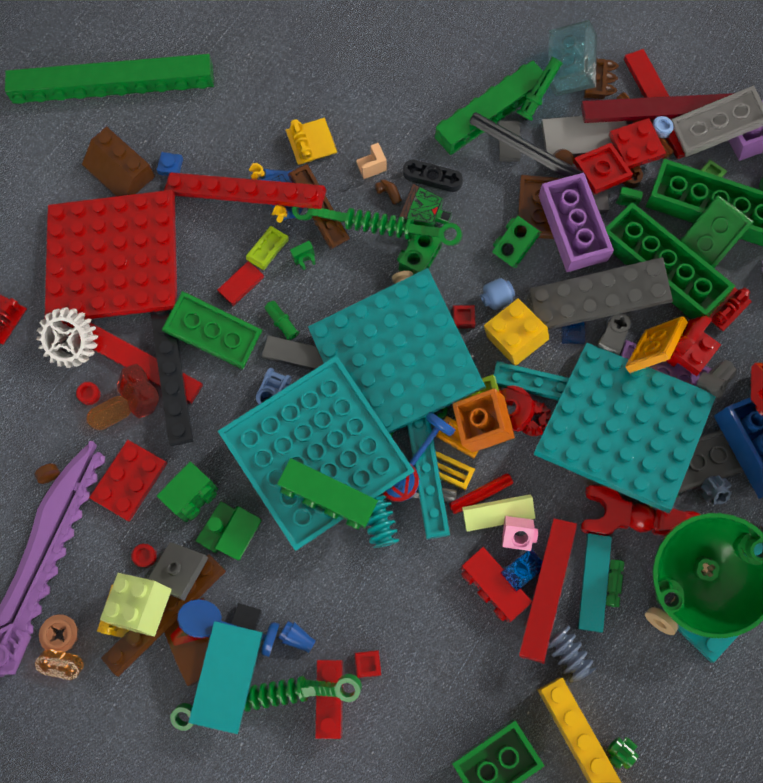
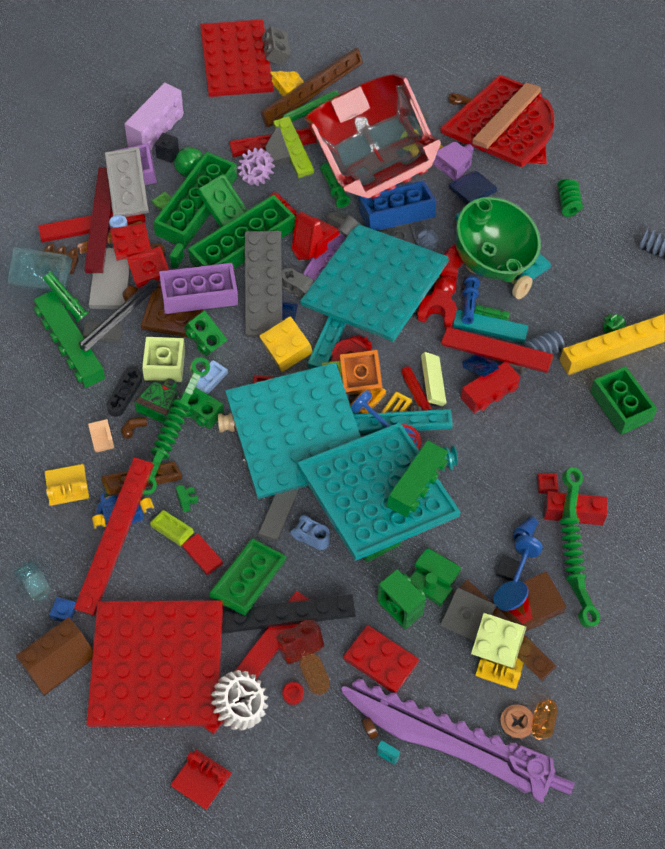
camera: 90 degrees left, 15 degrees down
(19, 494) = (388, 752): none -> teal tile
(144, 555) = (450, 648): red tile -> none
(195, 128) = (33, 581): none -> clear light blue slope
(225, 677) = (560, 573): teal tile -> none
(281, 320) = (245, 522): green axle -> none
(461, 258) = (214, 376): none -> light blue plate
(476, 204) = (163, 359): none -> yellowish green brick
(497, 294) = (248, 355): medium blue head -> none
(516, 524) = (451, 366): bright pink brick -> none
(638, 554) = (470, 293): none -> blue pin
(656, 344) = (314, 250): light orange tile -> none

